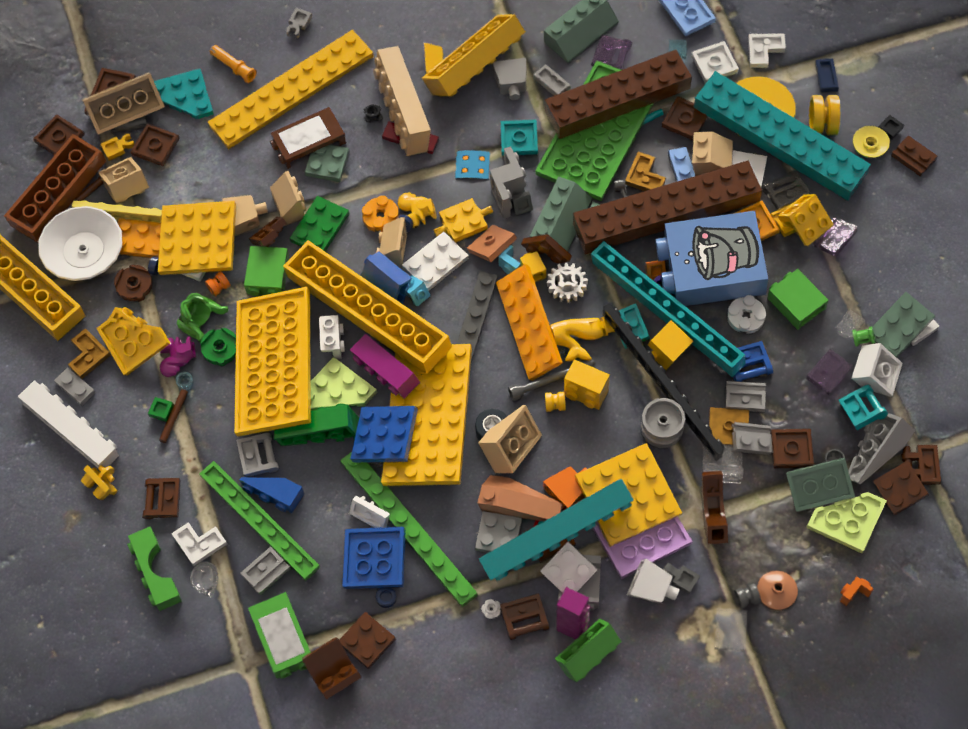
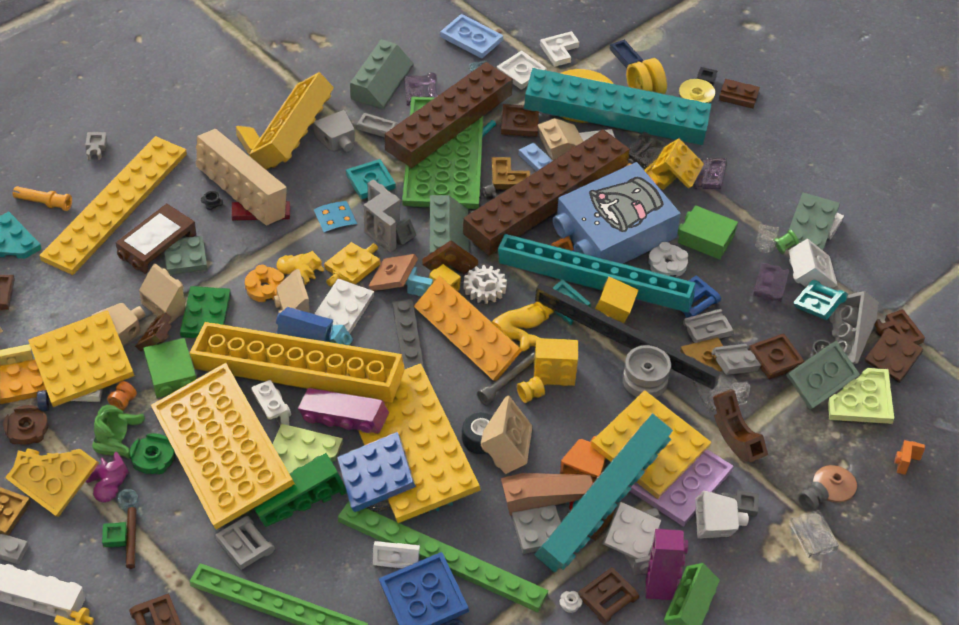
camera: 30 degrees left, 15 degrees down
(278, 491) = (287, 569): blue slope -> none

